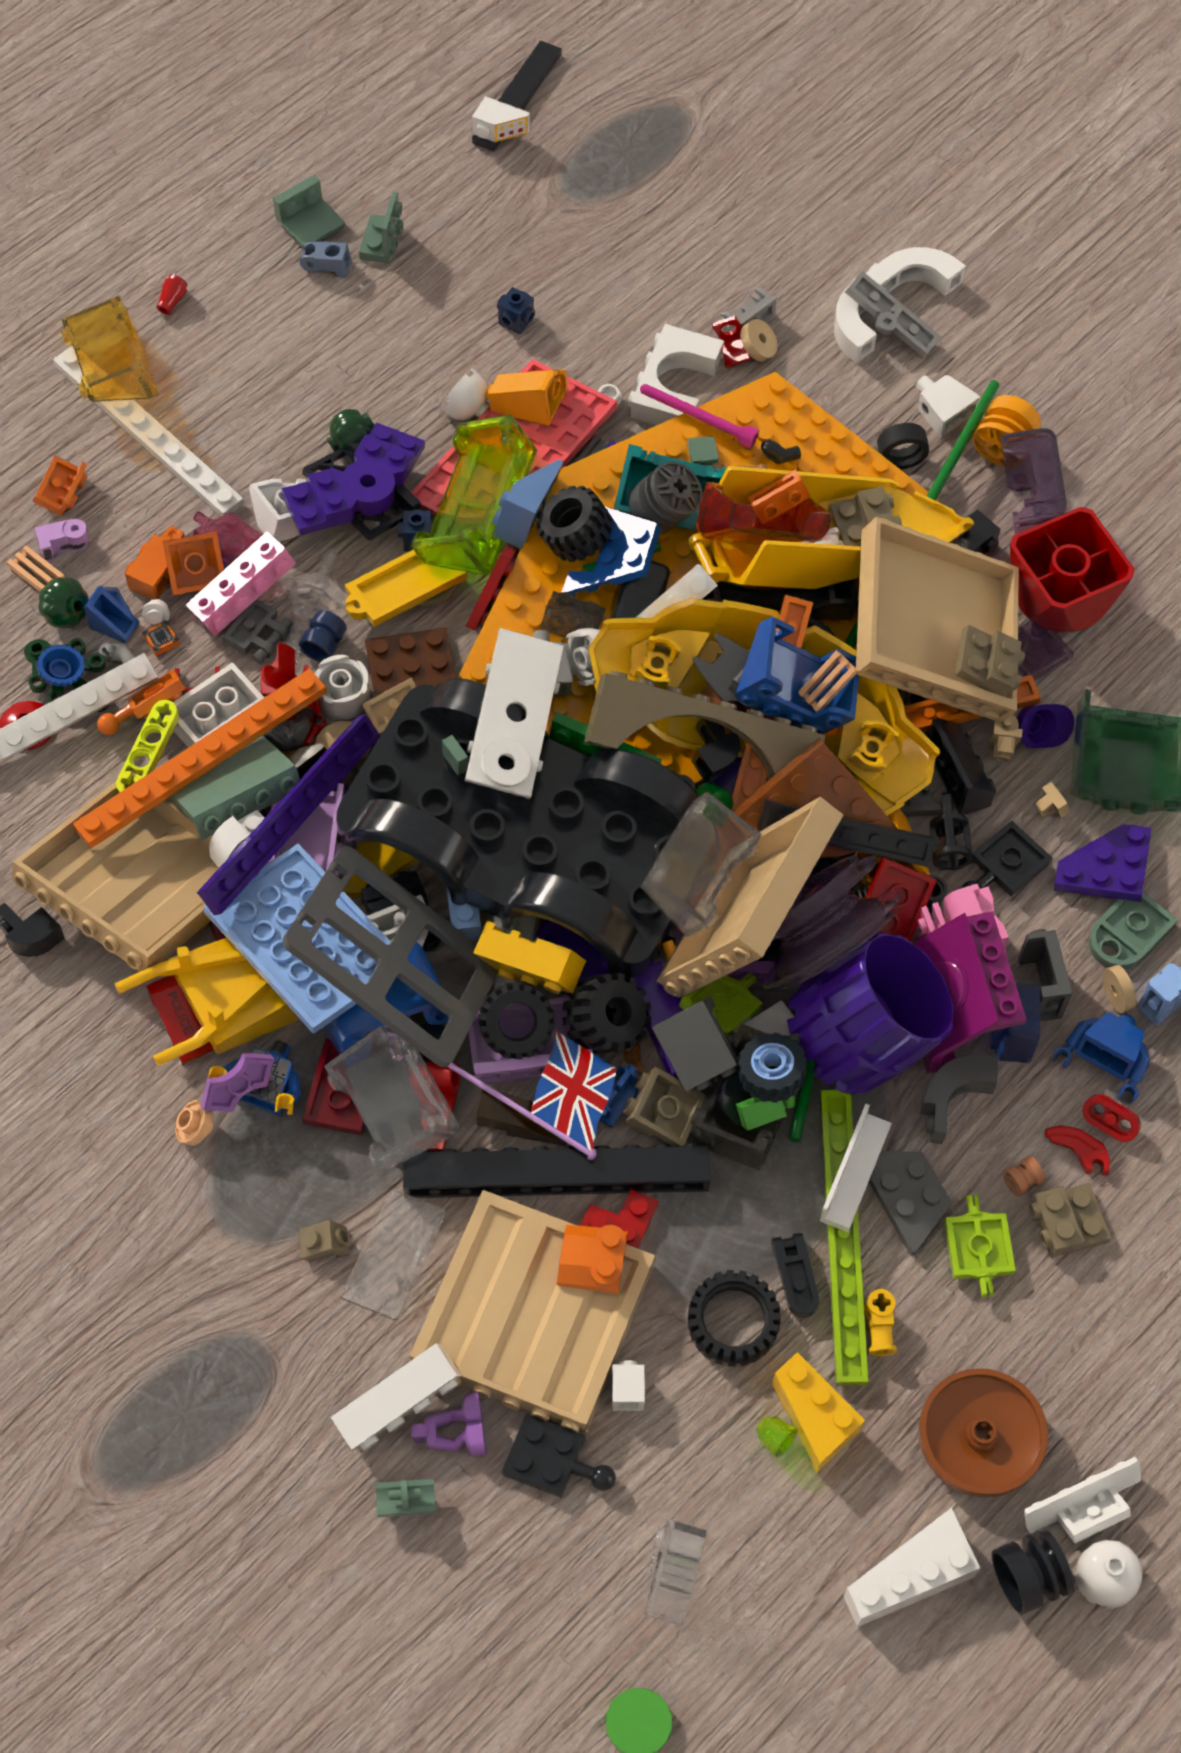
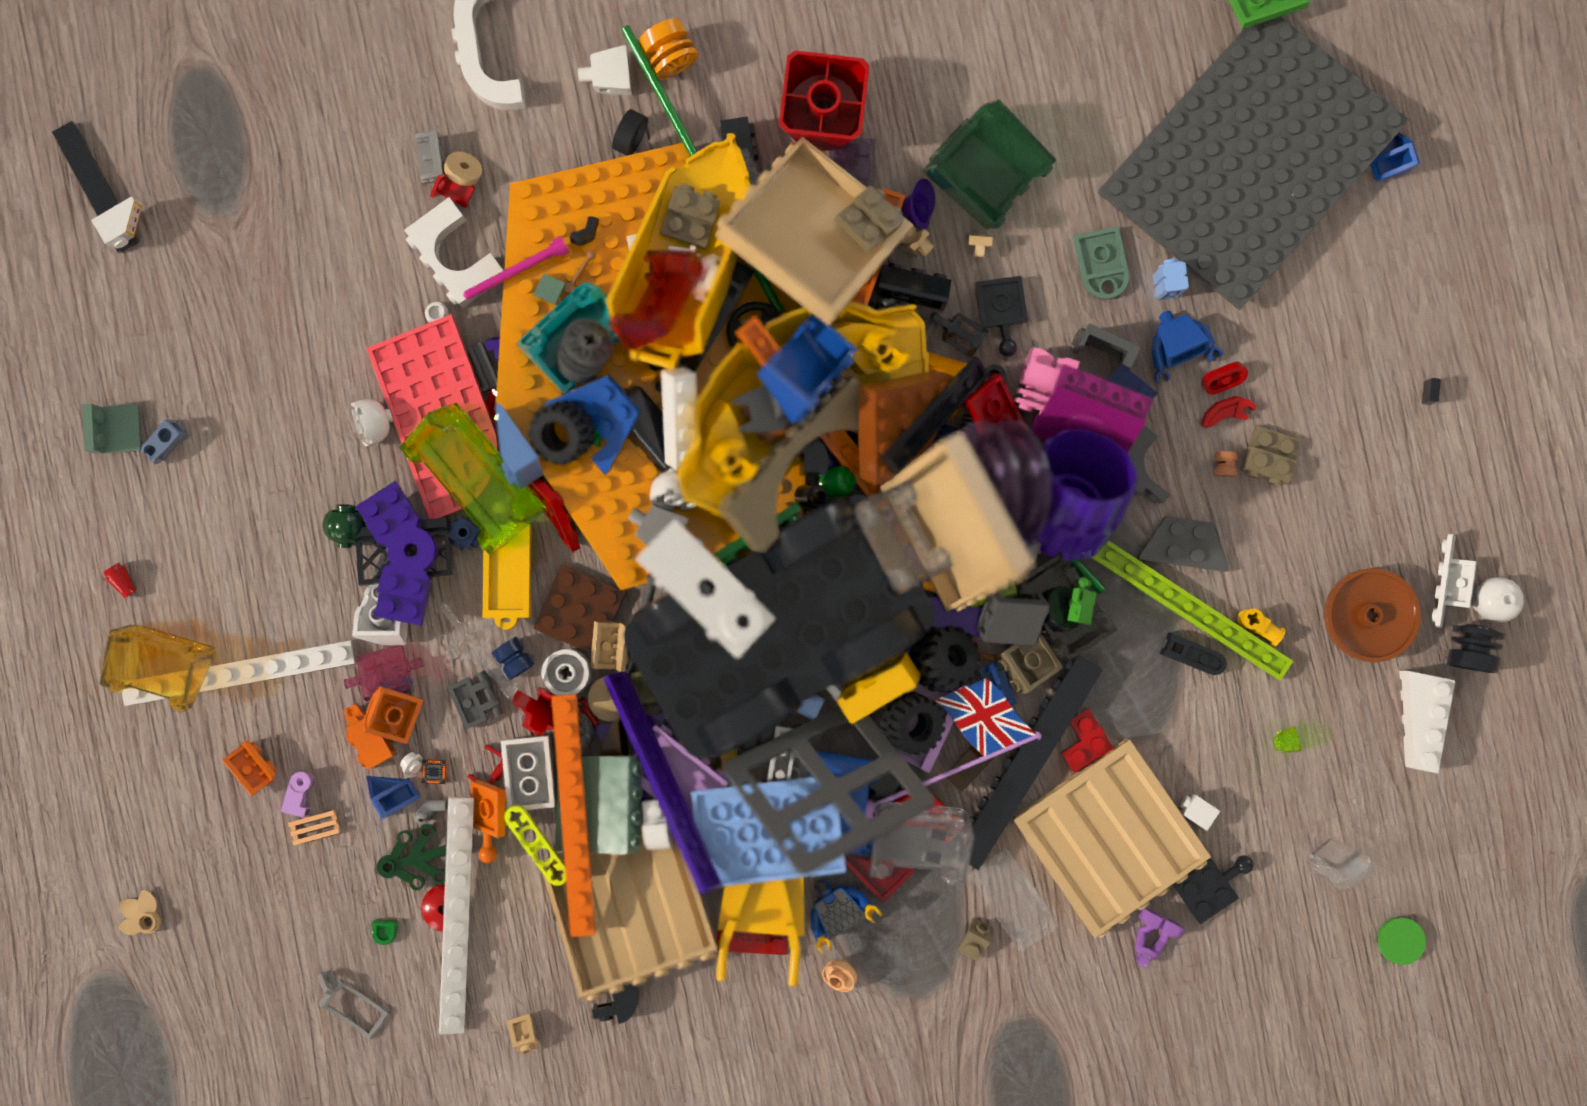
camera: 55 degrees left, 25 degrees up
(60, 665) = (418, 861): blue hat -> none
(63, 602) = (362, 828): dark green plant -> none
(226, 1090) = (838, 928): medium lavender tile -> none
(241, 584) = (433, 692): bright pink brick -> none
(381, 233) = (169, 385): sand green bracket -> none
(397, 1396) = (1117, 963): white brick -> none
(405, 1498) = (1181, 996): sand green hips -> none
(455, 755) = (707, 649): sand green tile -> none
(515, 310) = (319, 333): dark blue brick -> none
(529, 395) = (404, 376): light orange slope -> none
(570, 614) = (630, 479): clear smoke bracket -> none
(592, 1258) = (1108, 781): orange slope -> none
(748, 1285) = (1221, 700): black tyre -> none
(772, 1083) = (1065, 570): black wheel -> none
(779, 496) = (646, 274): orange bracket -> none
(817, 677) = (820, 366): light nougat tile -> none
(817, 1411) = (1293, 706): yellow wedge -> none
(855, 1171) = (1156, 571): white panel -> none
(892, 315) = (509, 54): light grey hinge -> none
(979, 1246) = (1251, 526): lime plate -> none
(1034, 465) = (719, 50): windscreen -> none
(1108, 866) = (1050, 240): dark purple plate -> none
(1119, 988) = (1144, 305): tan piece -> none

